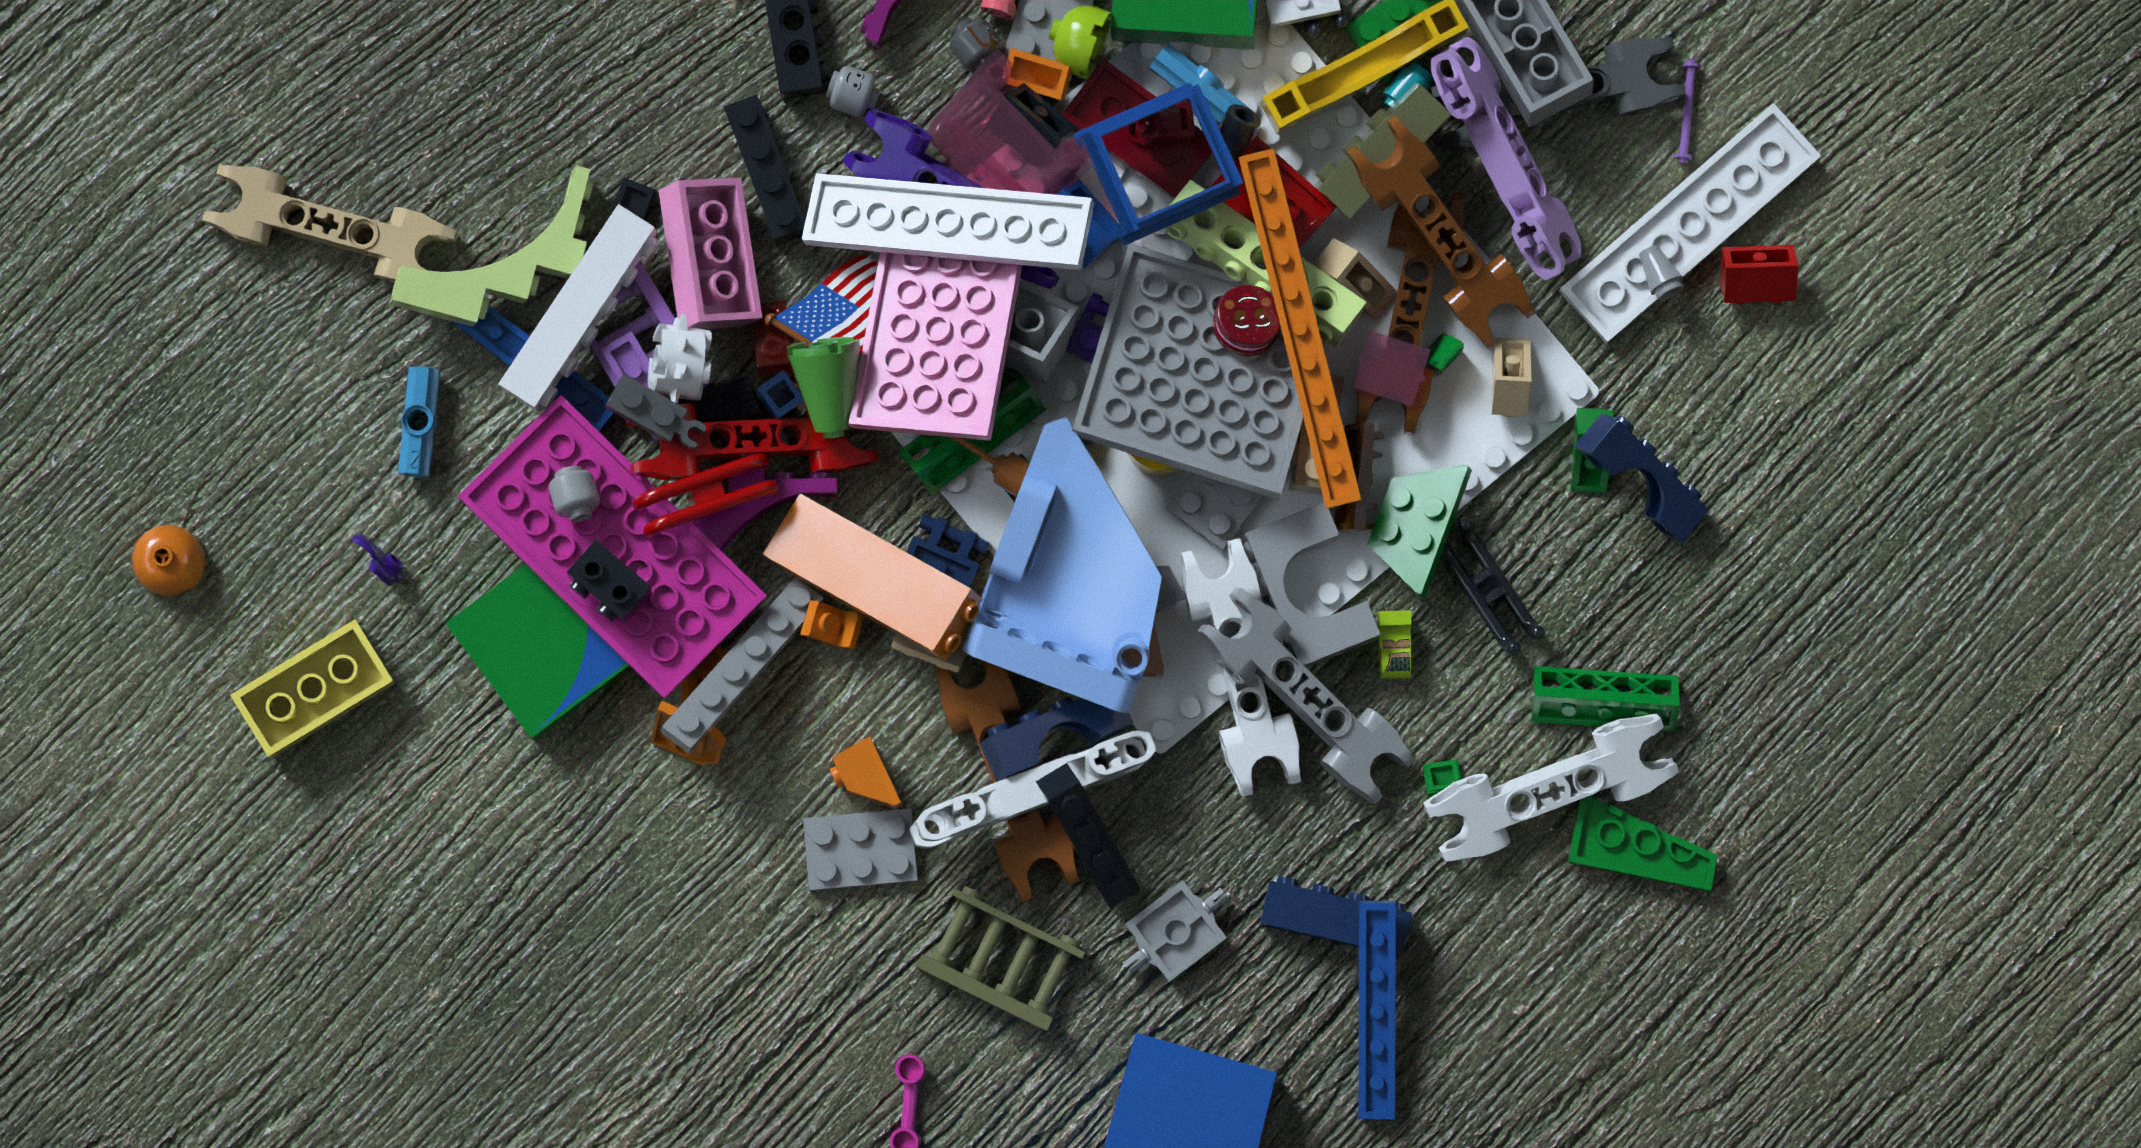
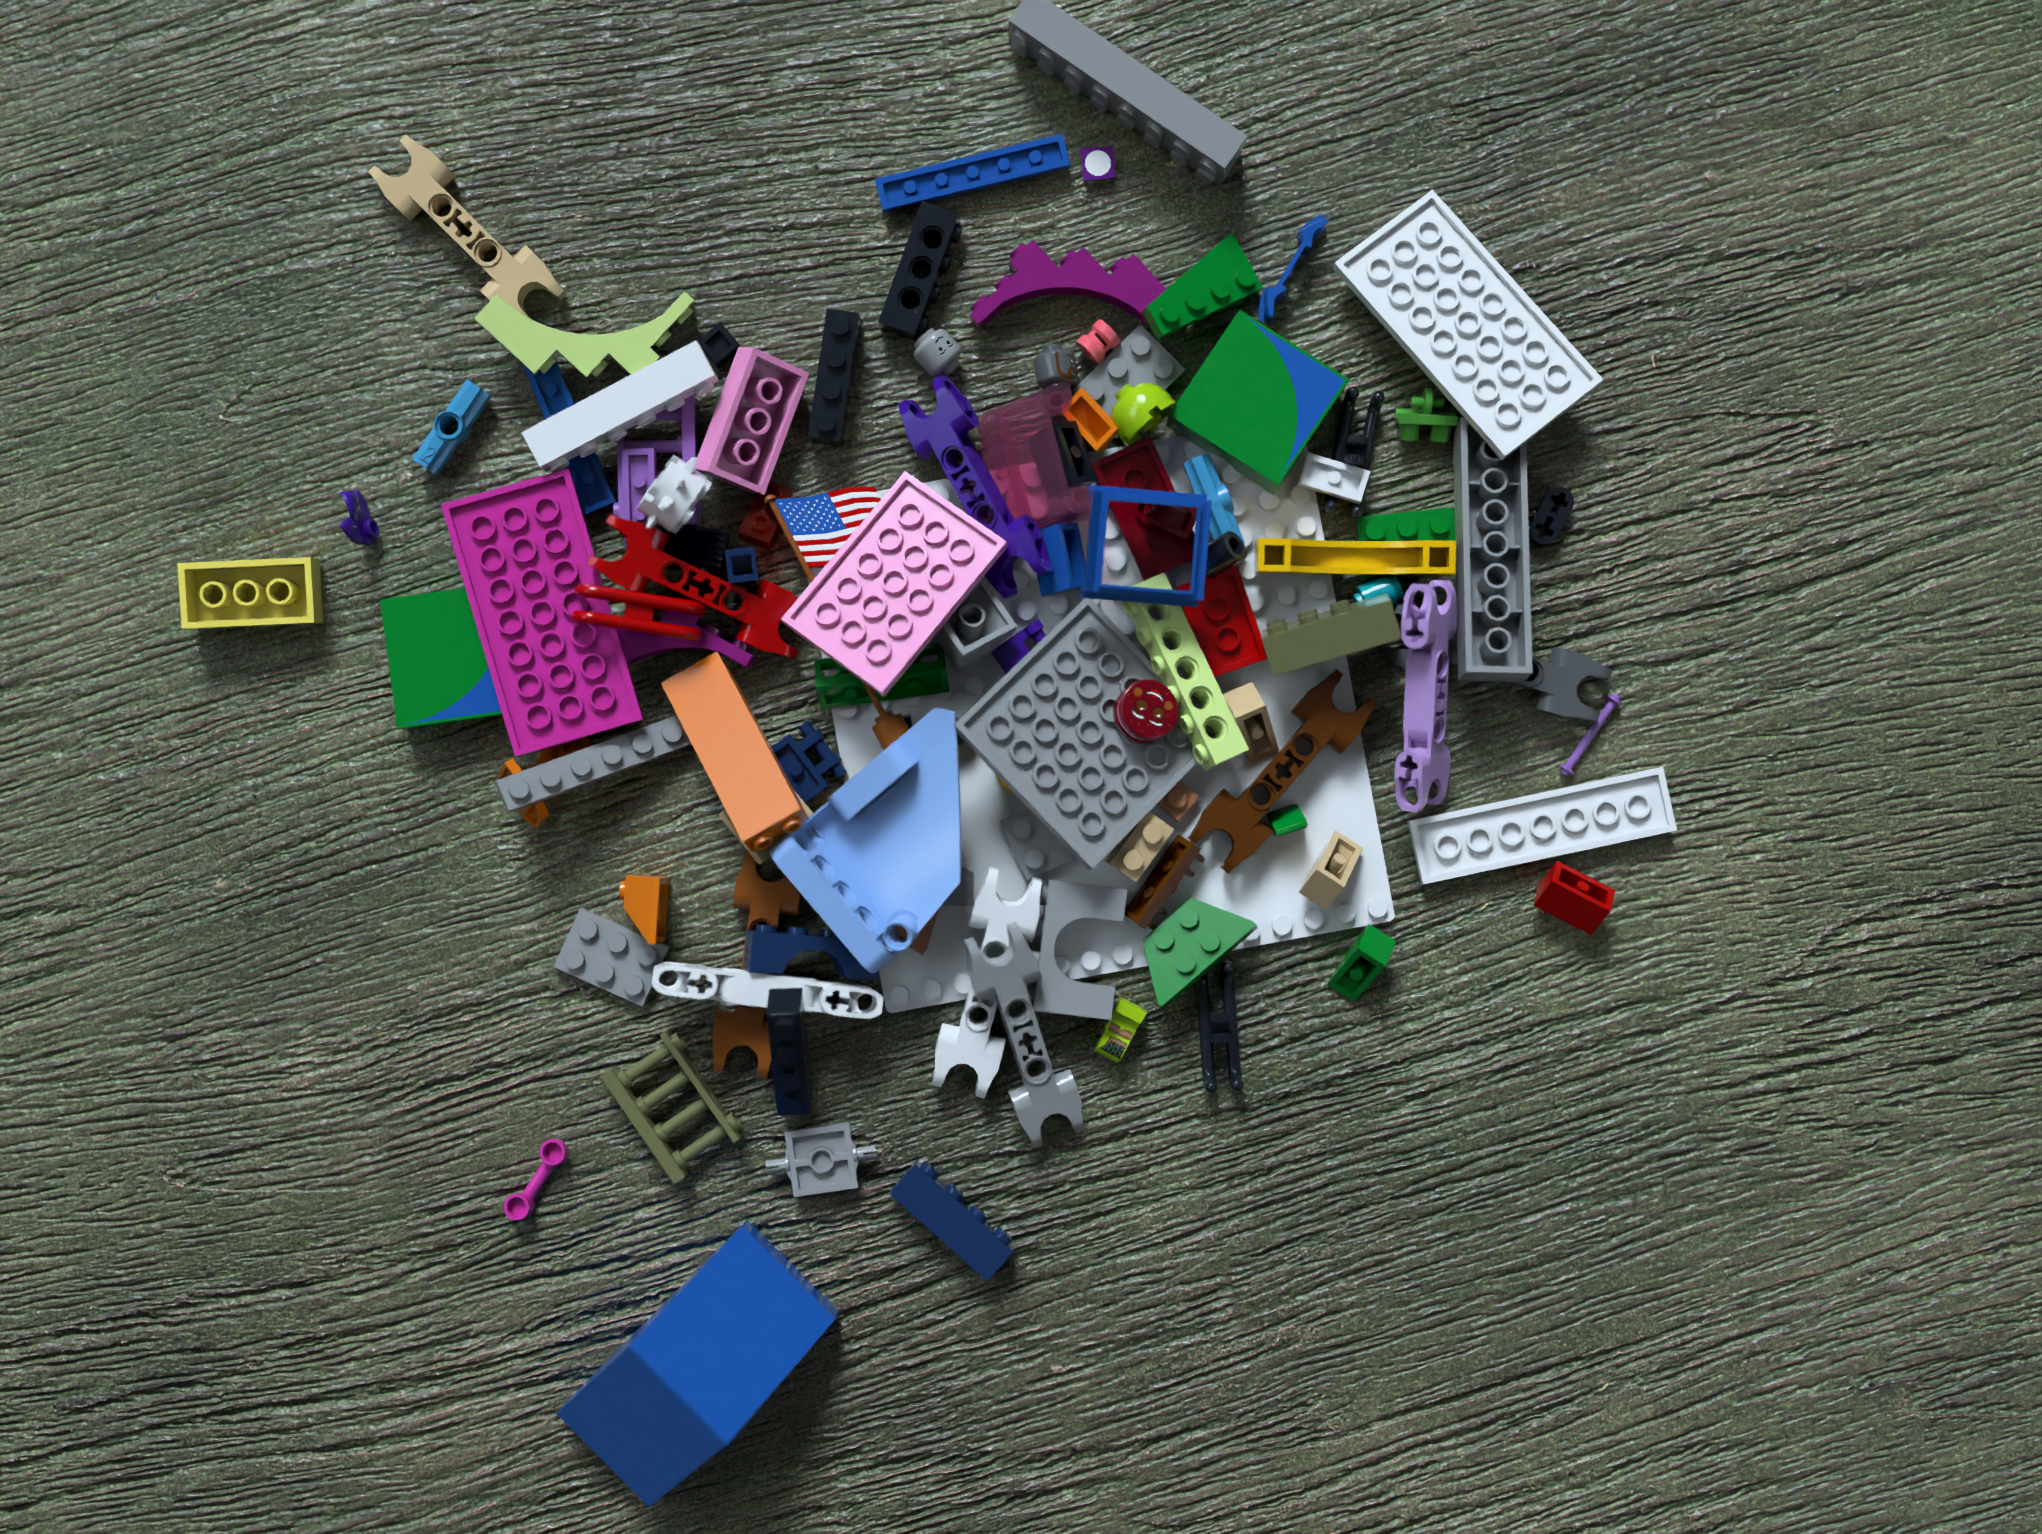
camera: 30 degrees right, 5 degrees up
(182, 568) = (198, 428): orange cylinder -> none
(574, 493) = (531, 554): light grey head -> none
(608, 583) = (518, 641): black brick -> none
(652, 412) = (626, 522): dark grey plate -> none
(827, 381) = (783, 574): bright green cone -> none
(832, 625) = (684, 768): orange bracket -> none
(948, 221) = (952, 501): white plate -> none
(1300, 328) = (1183, 742): orange plate -> none
(1377, 1009) = (942, 1312): blue plate -> none
(1391, 368) = (1238, 813): clear pink piece -> none
(1404, 179) = (1334, 669): dark orange piece -> none
(1440, 776) = (1097, 1158): green slope -> none
(1604, 704) = (1259, 1170): green fence -> none
(1613, 765) = (1237, 1220): white piece -> none
(1624, 845) = (1214, 1291): green wing -> none
(1660, 273) = (1496, 854): light grey cone -> none
(1670, 504) = (1380, 979): dark blue arch -> none

